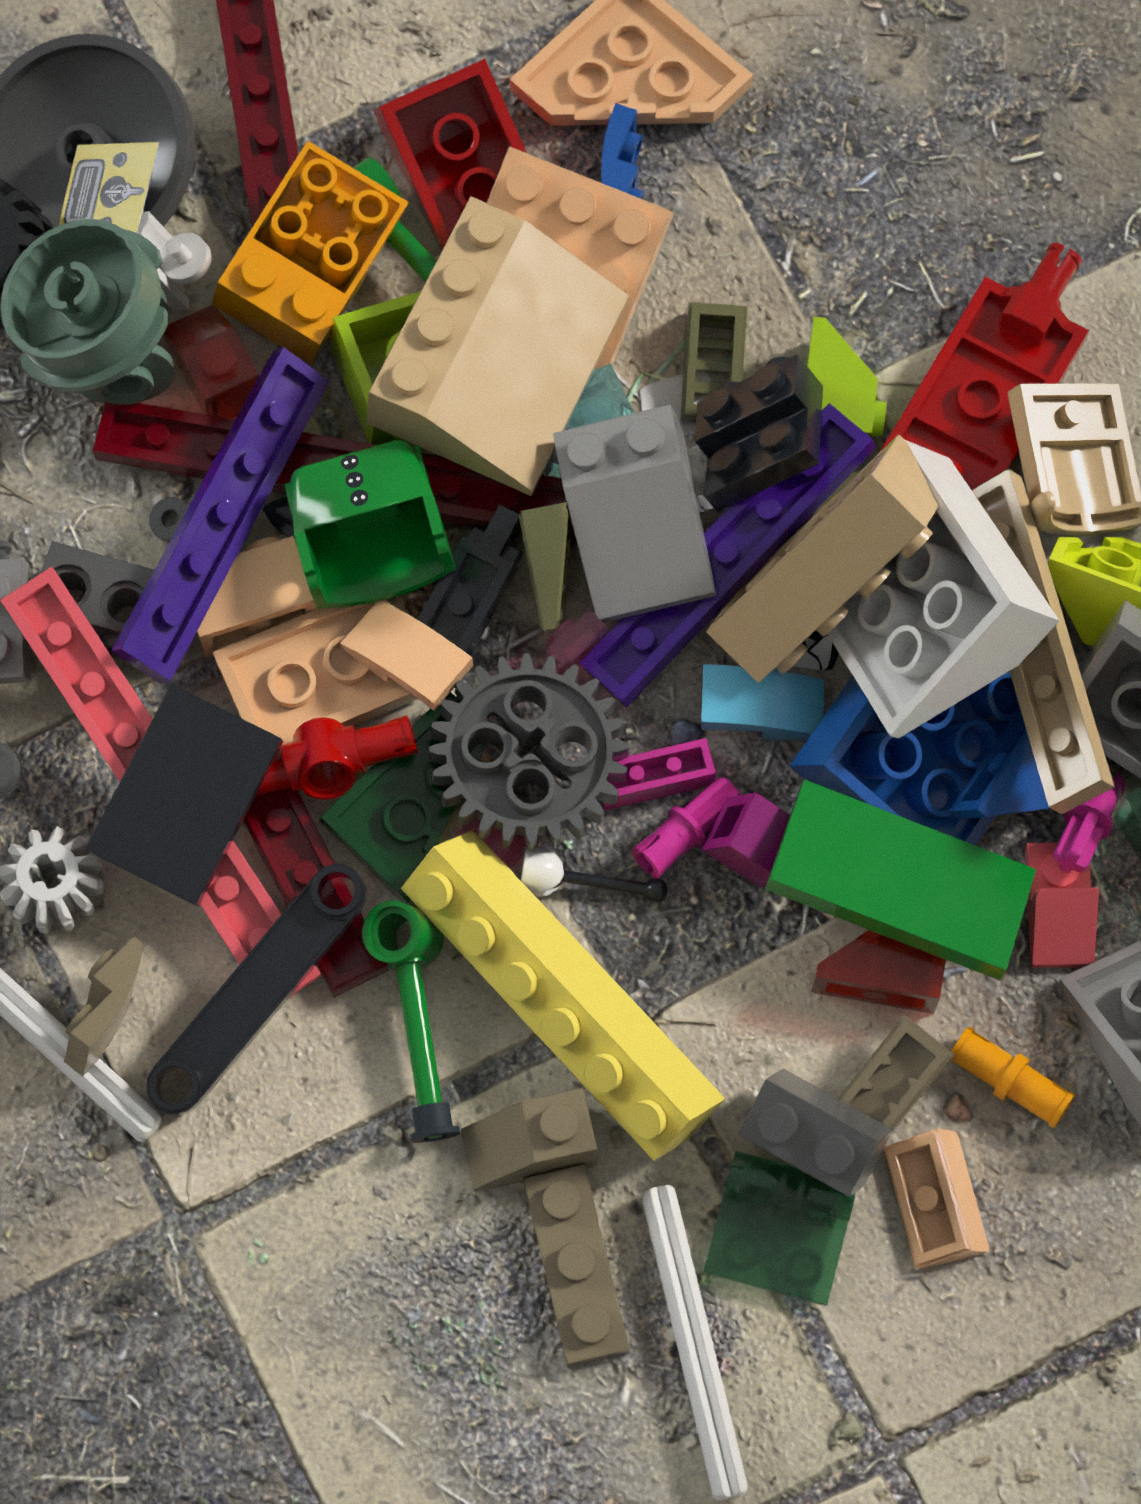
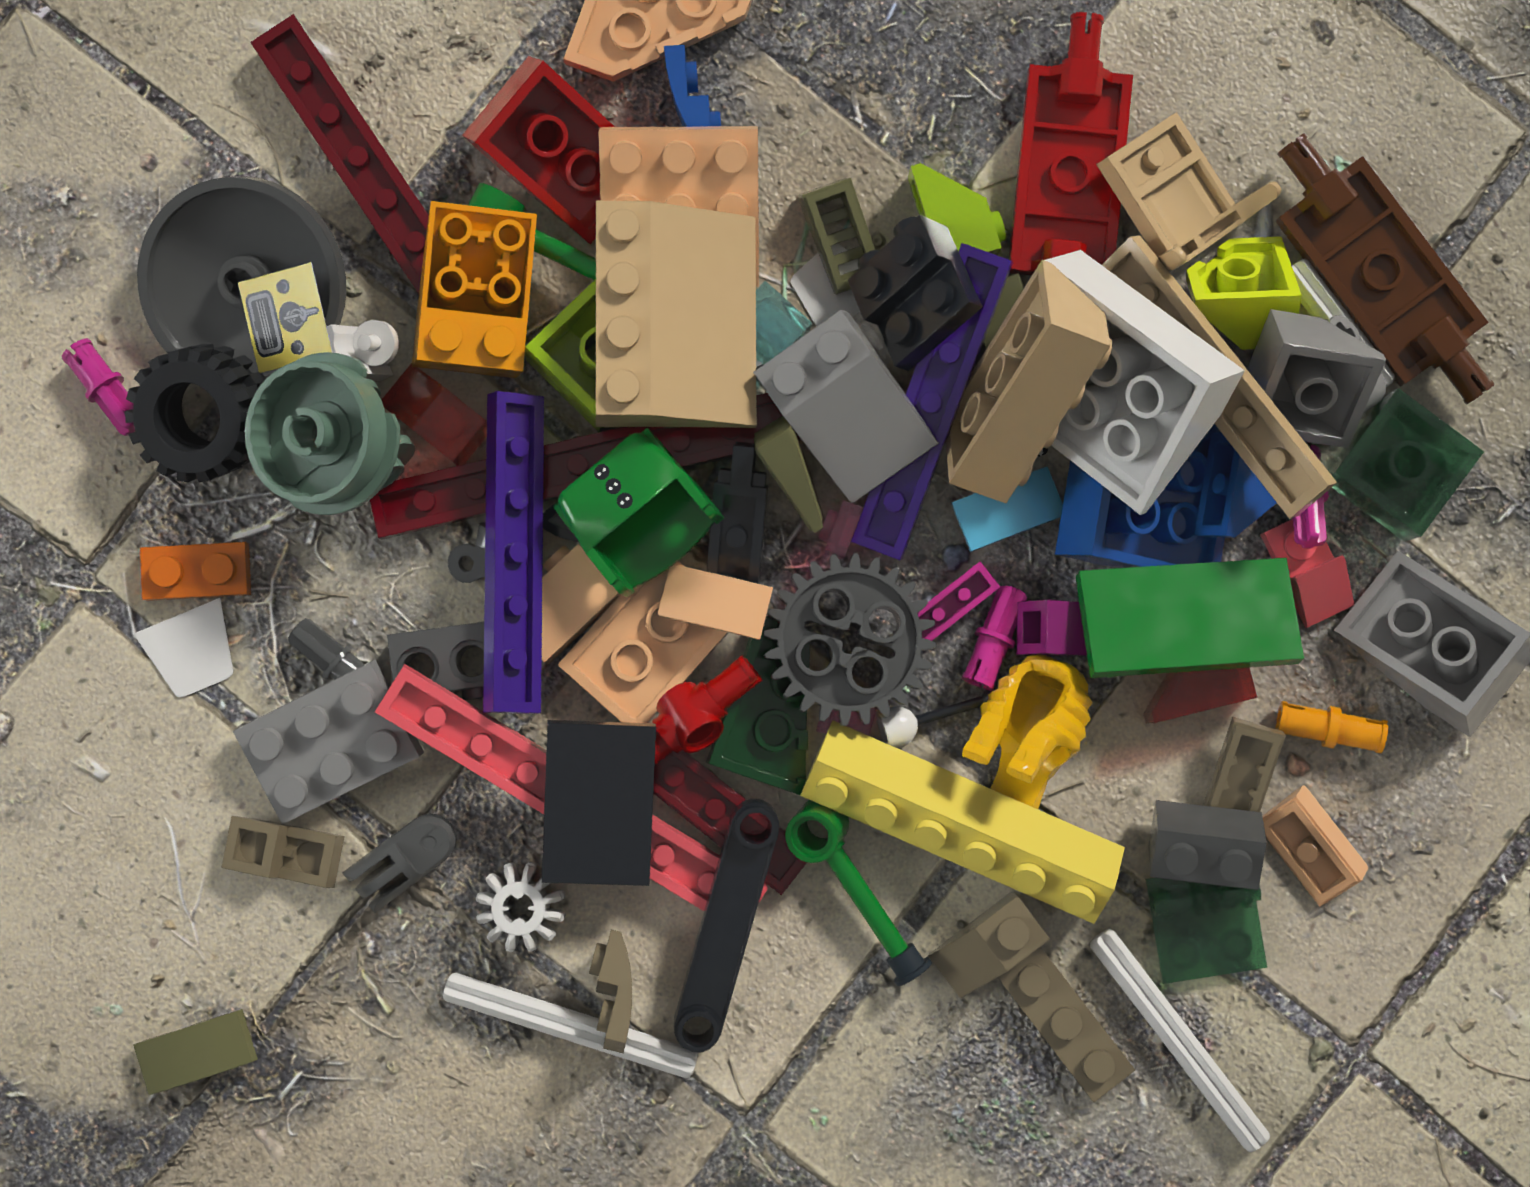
camera: 25 degrees left, 15 degrees up
(688, 925) = (1038, 723): none -> yellow hair

